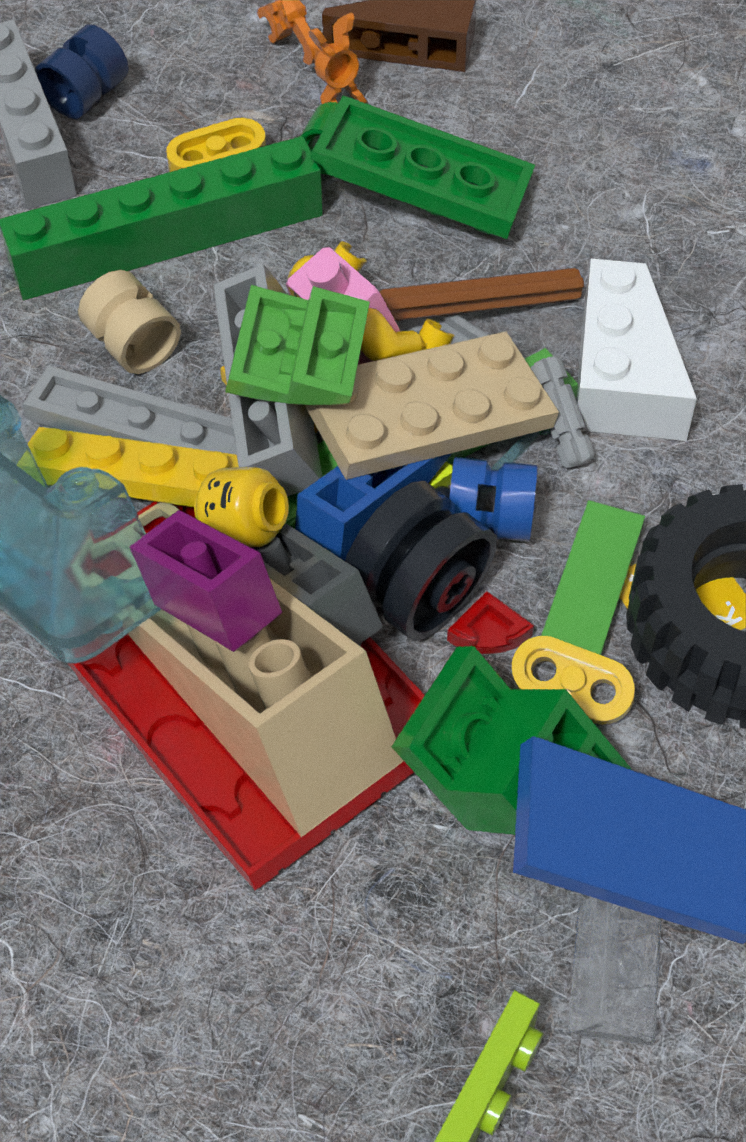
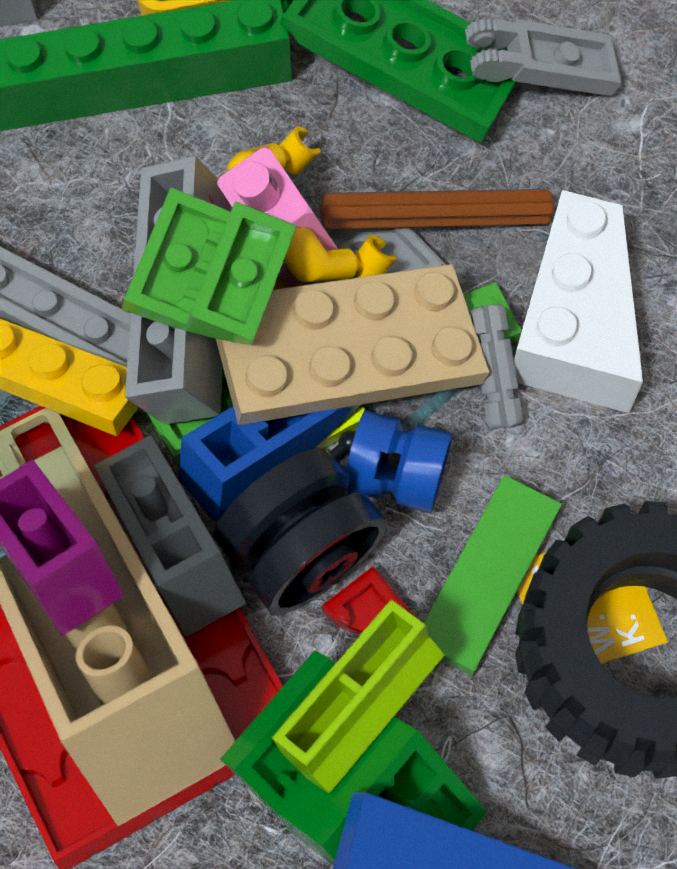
camera: 10 degrees right, 10 degrees up
(129, 321) = (55, 187): tan wheel -> none
(243, 504) = (117, 444): yellow head -> none
(505, 674) = (358, 696): none -> lime piece
(547, 160) = (544, 55): none -> light grey hinge
(578, 673) = (440, 700): yellow plate -> none

